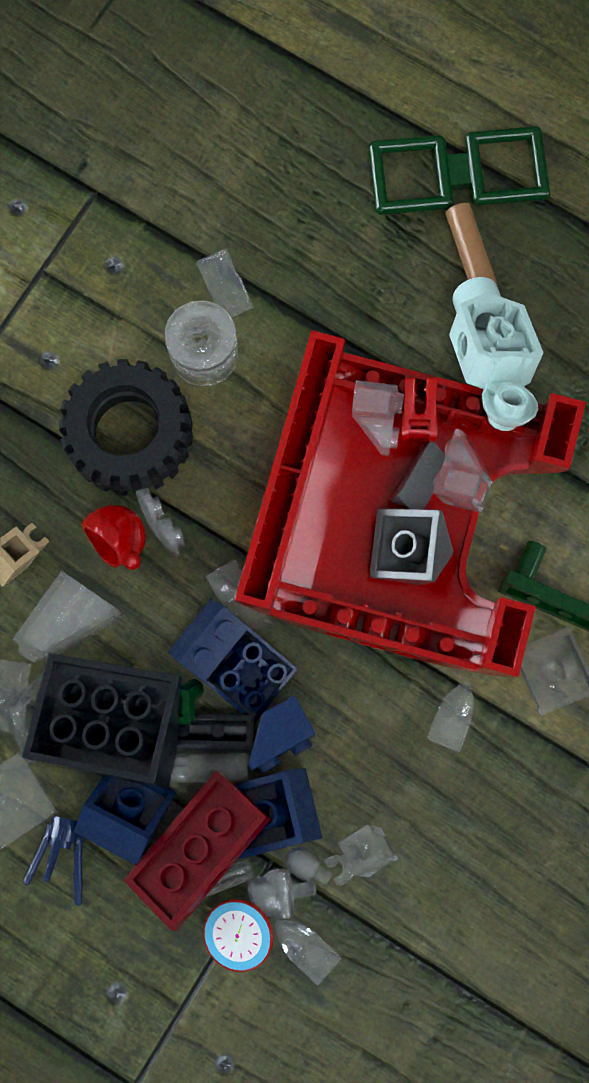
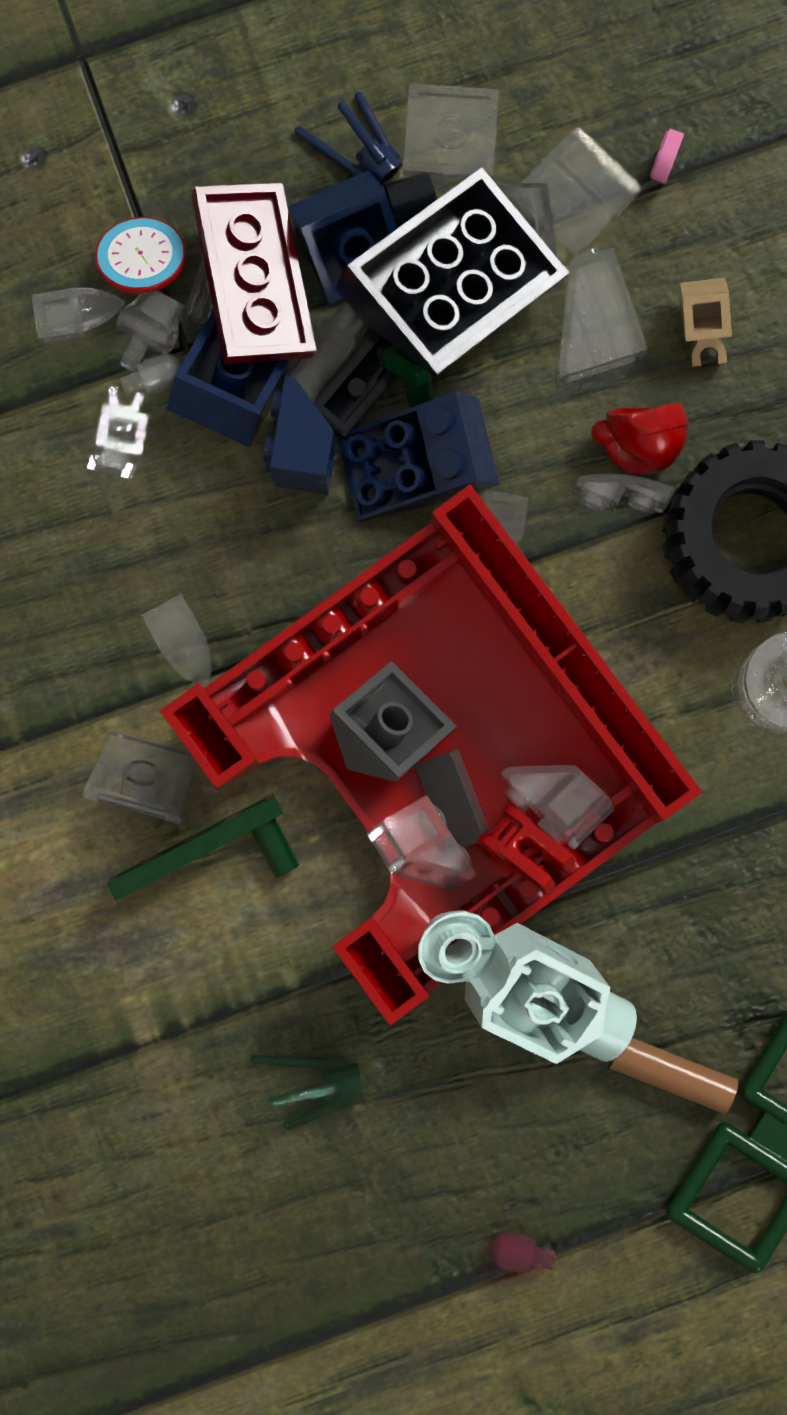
camera: 125 degrees right, 5 degrees up
(69, 792) = (410, 196): none -> black beam

